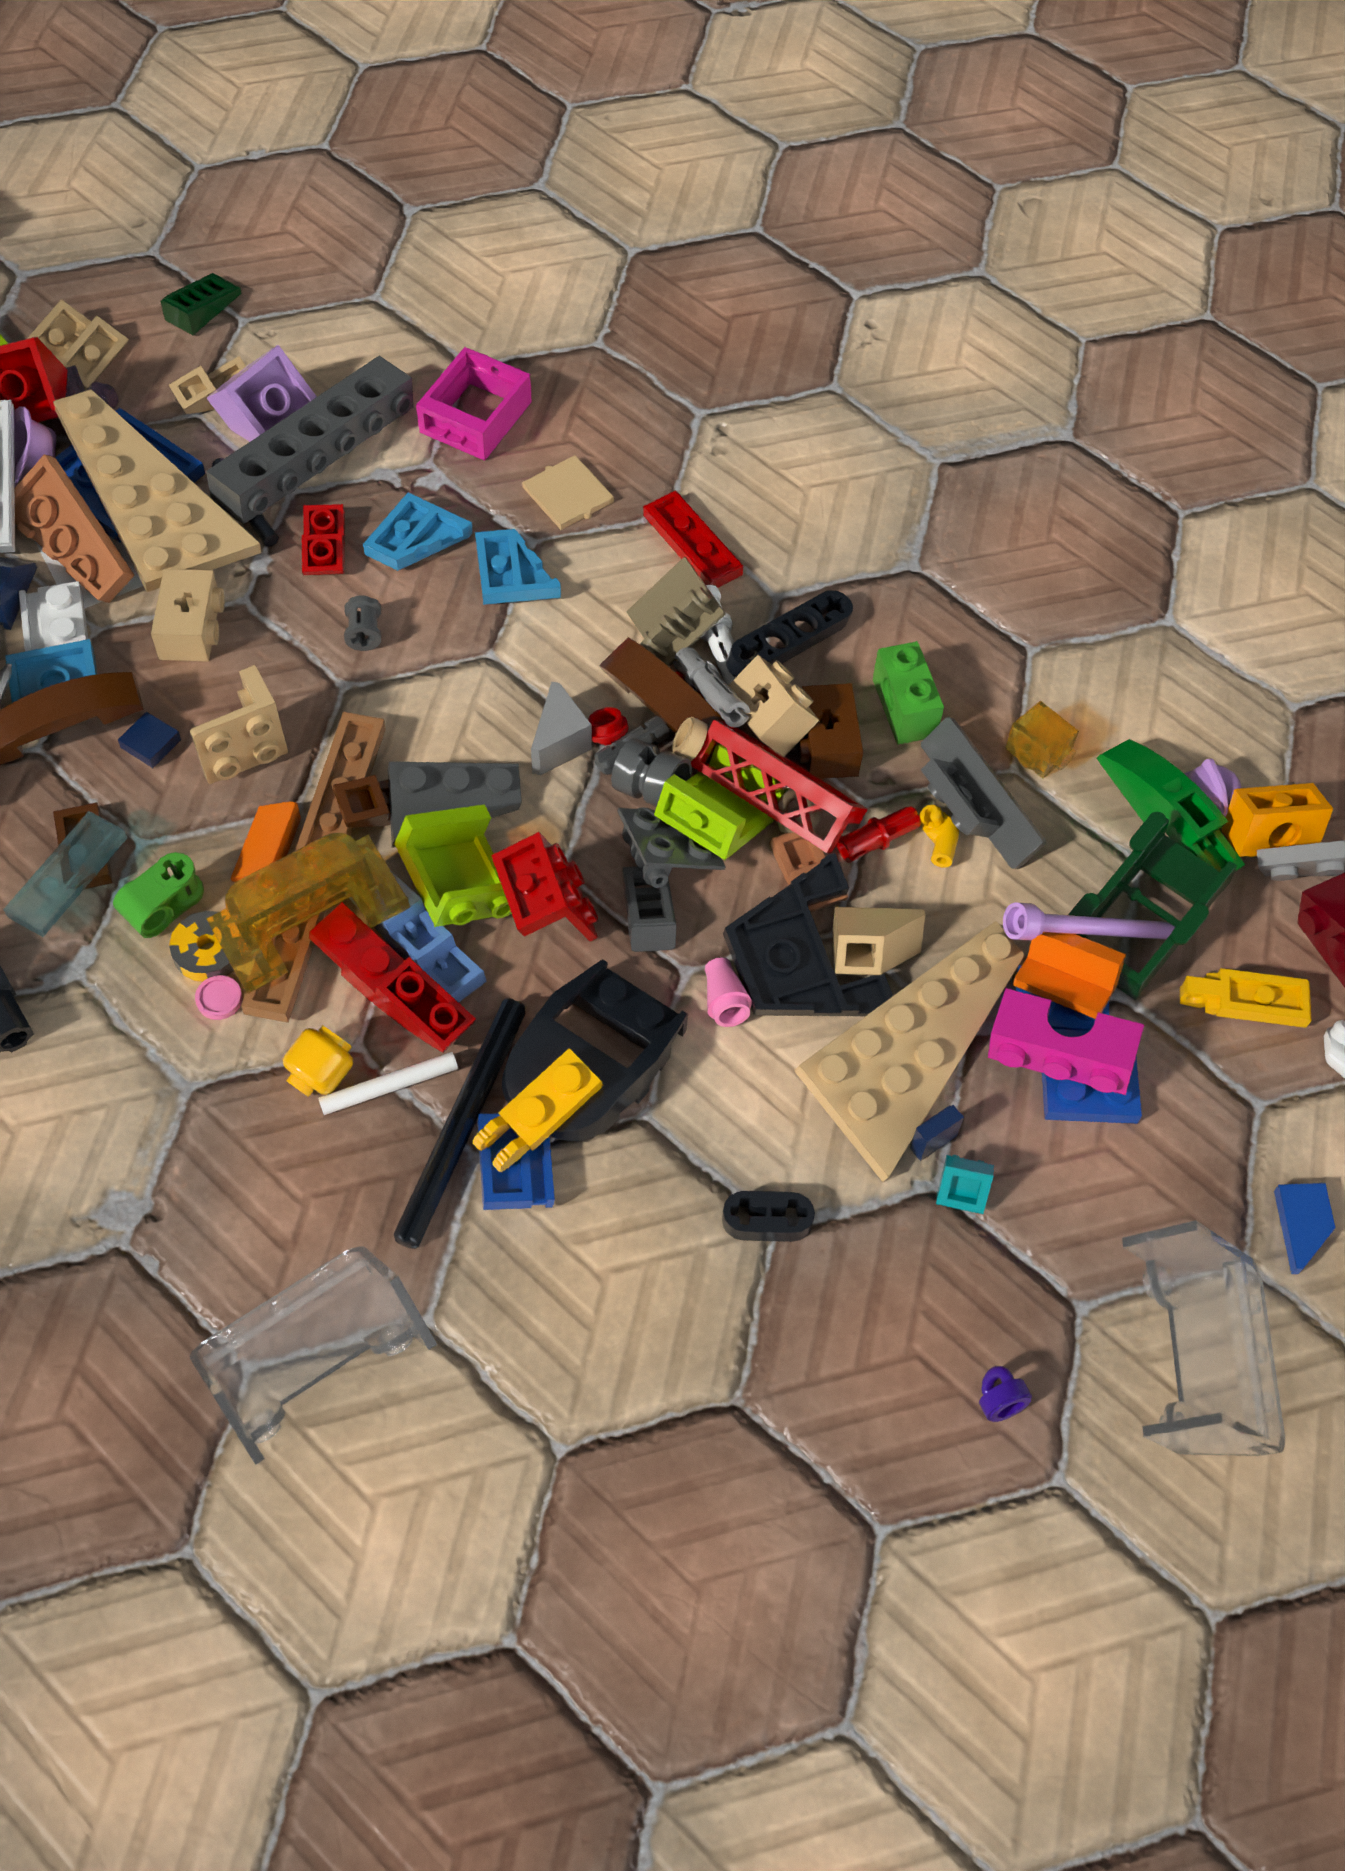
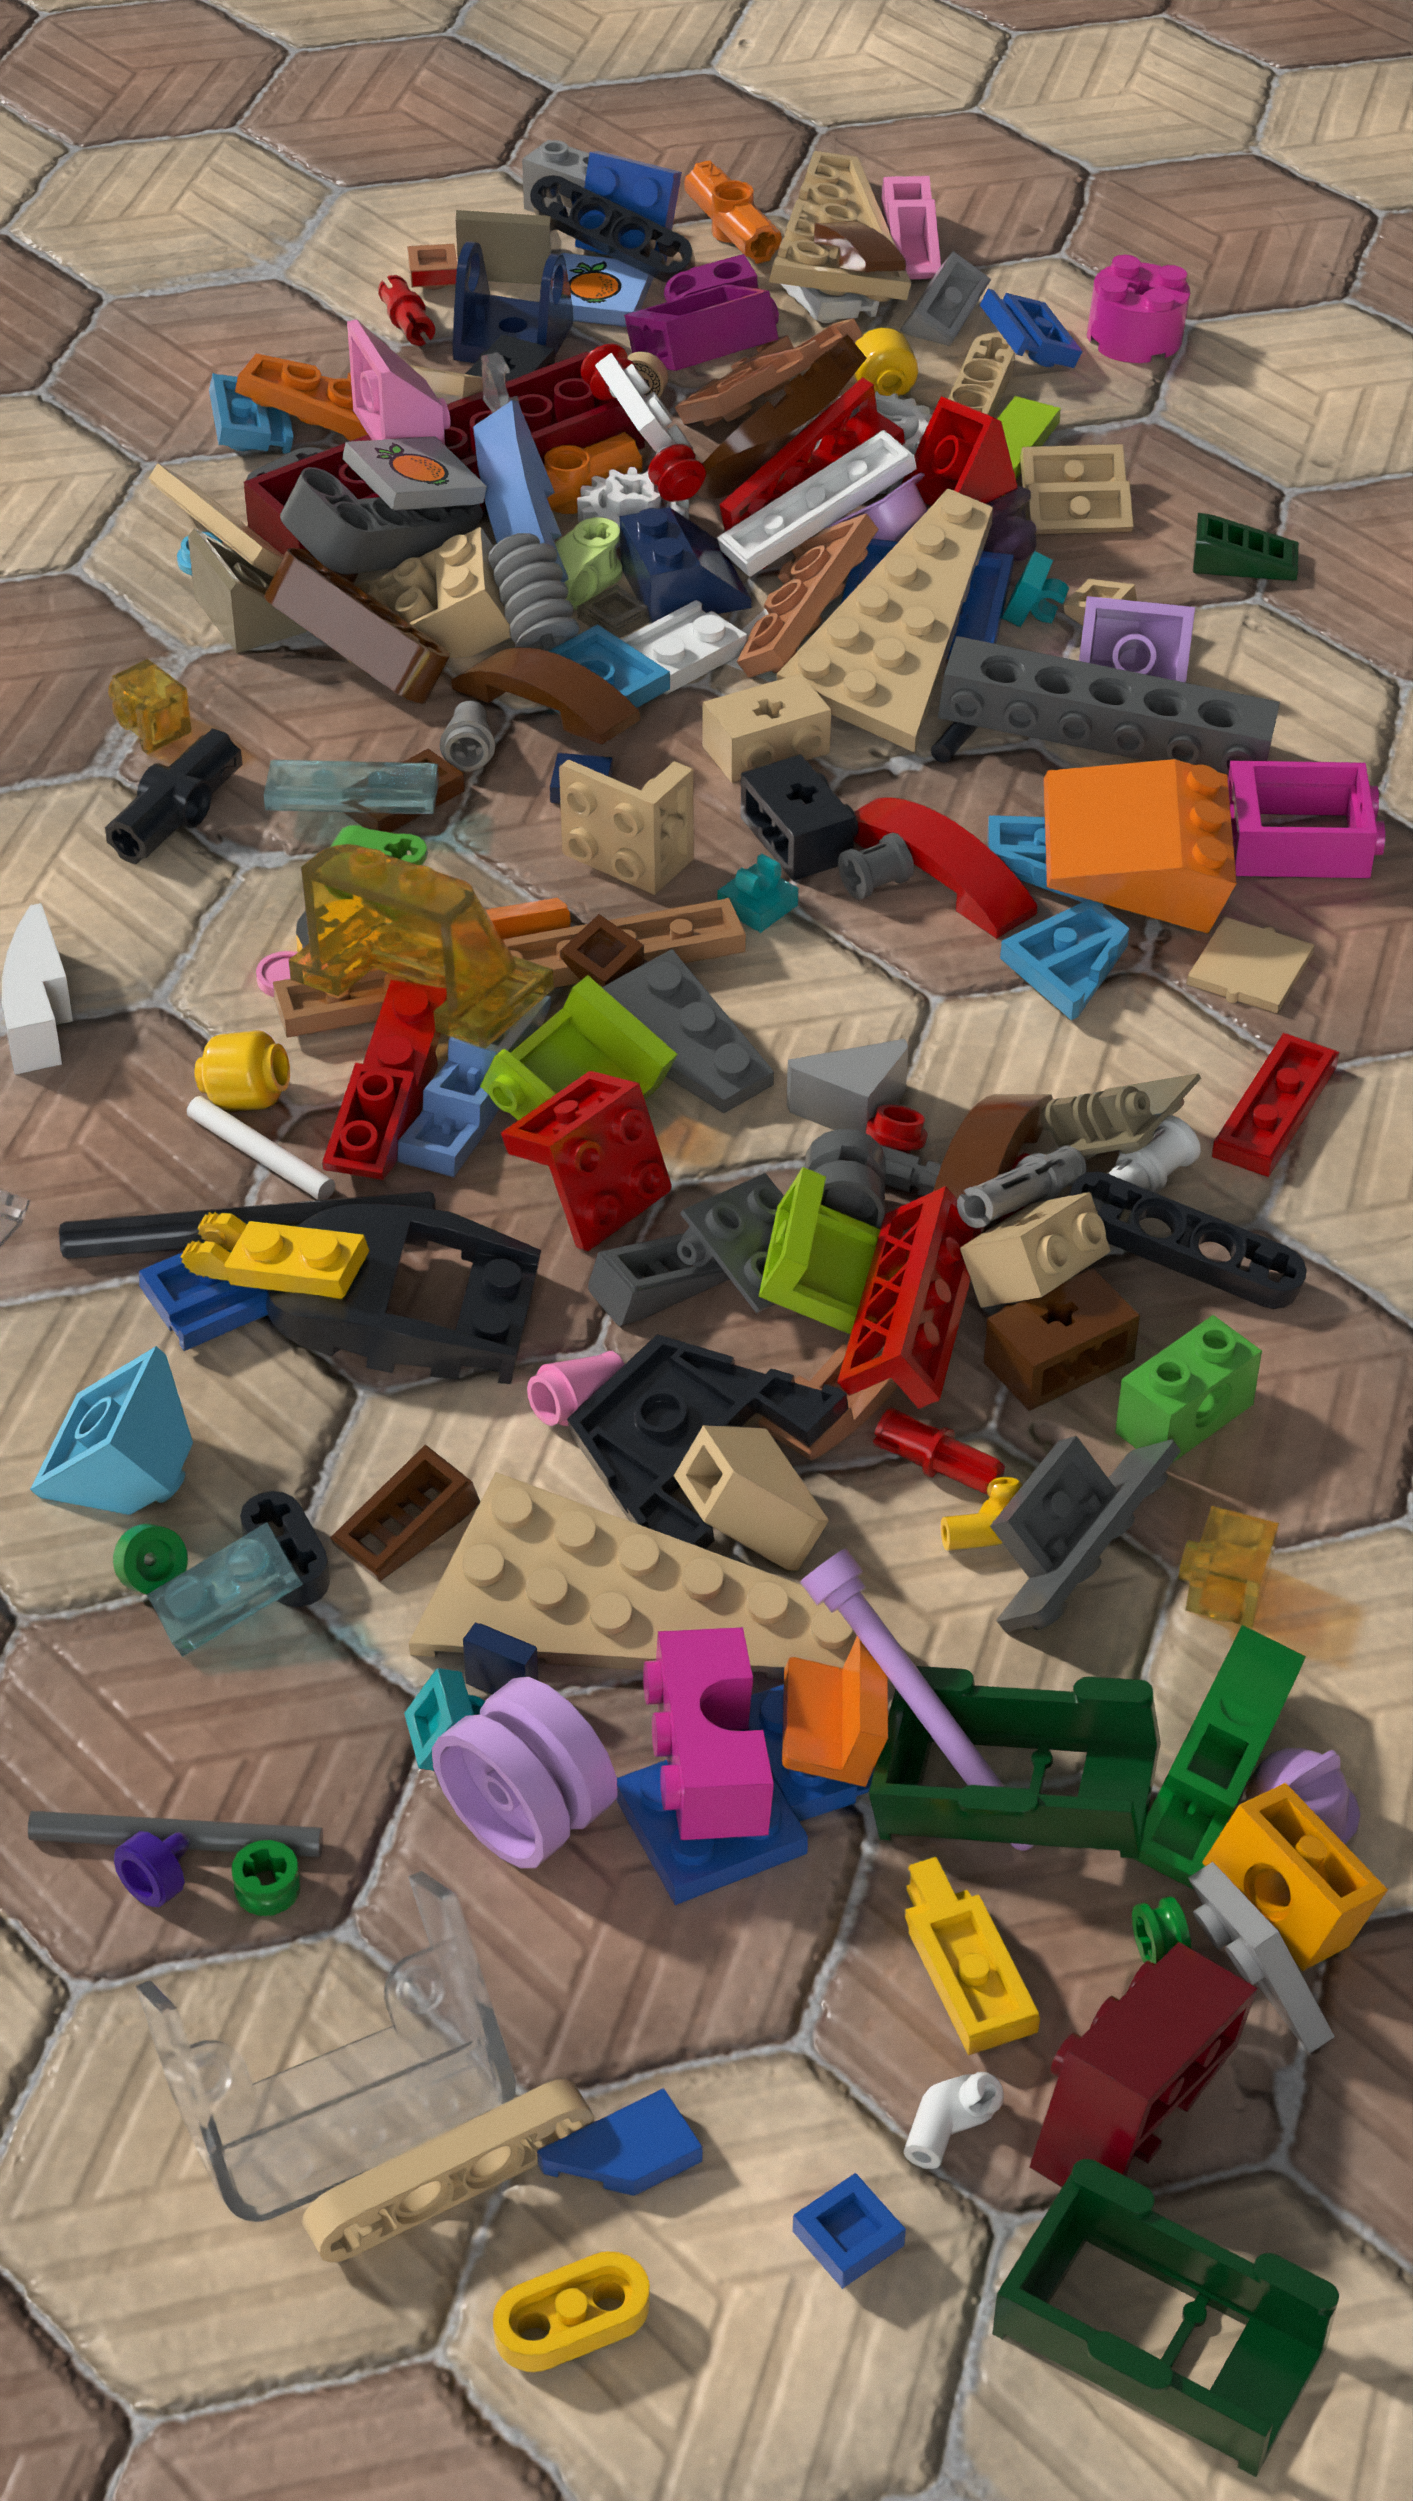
camera: 65 degrees right, 15 degrees down
(61, 783) = (468, 738): none -> light grey cone
(142, 1162) = (34, 994): none -> white slope
(161, 414) = (1032, 590): none -> teal tile
(287, 640) = (797, 816): none -> black brick
(323, 539) = (983, 791): red slope -> none
(338, 695) = (760, 894): none -> teal tile
(380, 579) = (984, 884): none -> red slope
(449, 479) = (1142, 838): none -> orange slope
(627, 1277) = (120, 1441): none -> medium azure slope
(690, 738) = (913, 1186): tan tile -> none
(744, 1300) = (149, 1557): none -> green tile
(782, 1097) = (408, 1486): none -> reddish brown slope
(795, 1264) = (224, 1589): none -> clear light blue plate
(970, 1376) = (202, 1834): none -> dark grey bar
(1045, 1327) = (265, 1899): none -> green bush
(1050, 1152) = (524, 1772): none -> lavender wheel
(1273, 898) = (1159, 1929): none -> green bush
(1295, 1322) = (443, 2171): none -> tan beam

